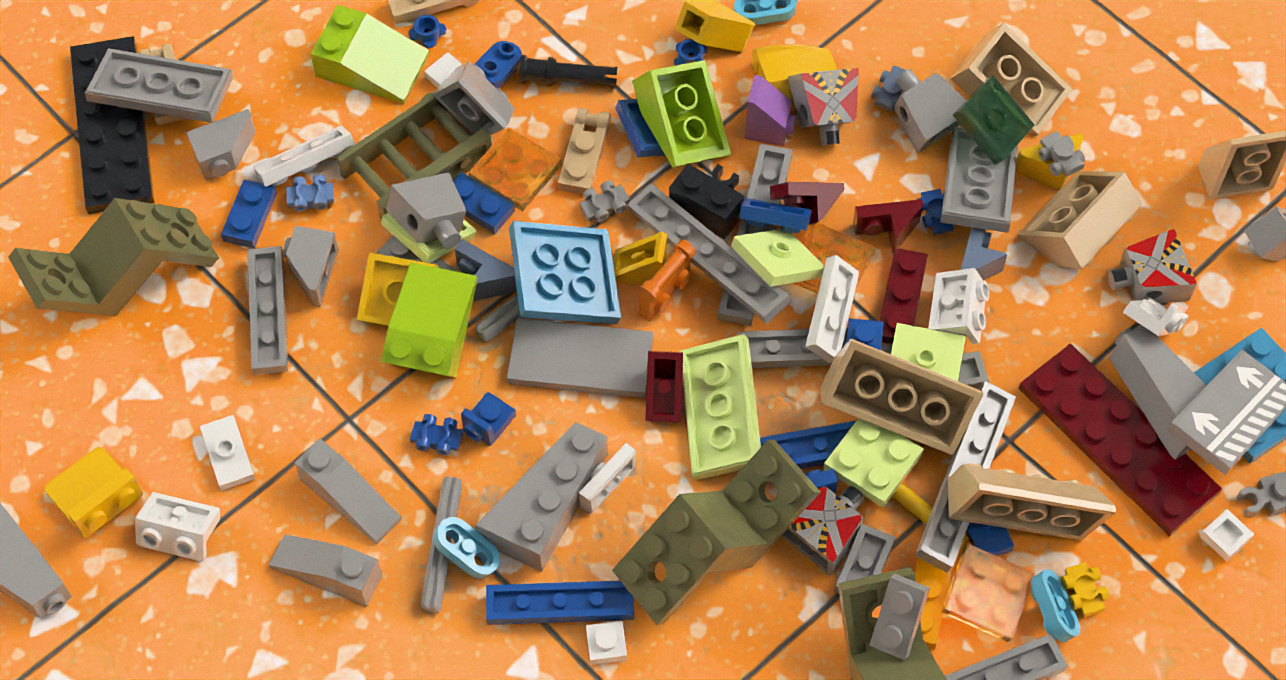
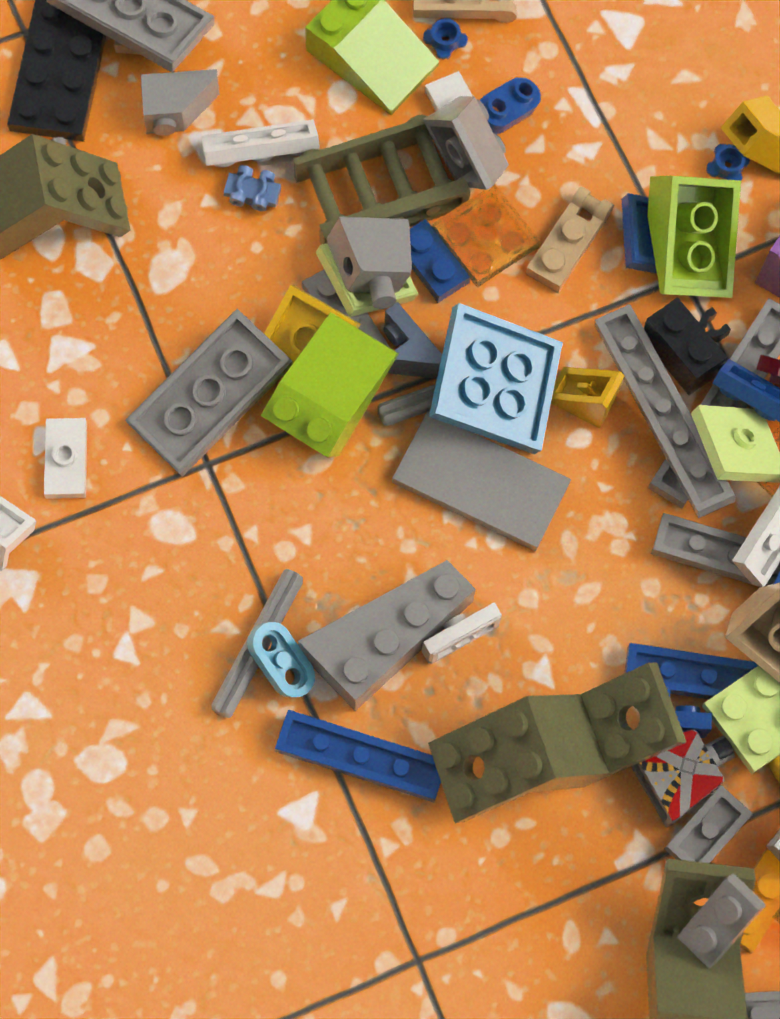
camera: 15 degrees right, 10 degrees up
(248, 214) = (179, 189): blue plate -> none
(267, 310) = (161, 310): light grey plate -> none
(311, 260) = (228, 267): light grey slope -> none
(328, 567) = (127, 627): light grey slope -> none
(330, 361) = (209, 392): none -> light grey tile
(346, 491) = (176, 549): light grey slope -> none
(437, 437) = (299, 521): blue piece -> none
(487, 419) = (355, 517): blue bracket -> none
(550, 71) = (566, 132): black pin -> none
(604, 204) = (570, 309): light grey piece -> none
(606, 642) = (395, 818): white plate -> none
(664, 386) = (559, 550): dark red slope -> none
(674, 274) = (619, 421): orange plate -> none
(720, 406) = (614, 593): yellowish green tile -> none

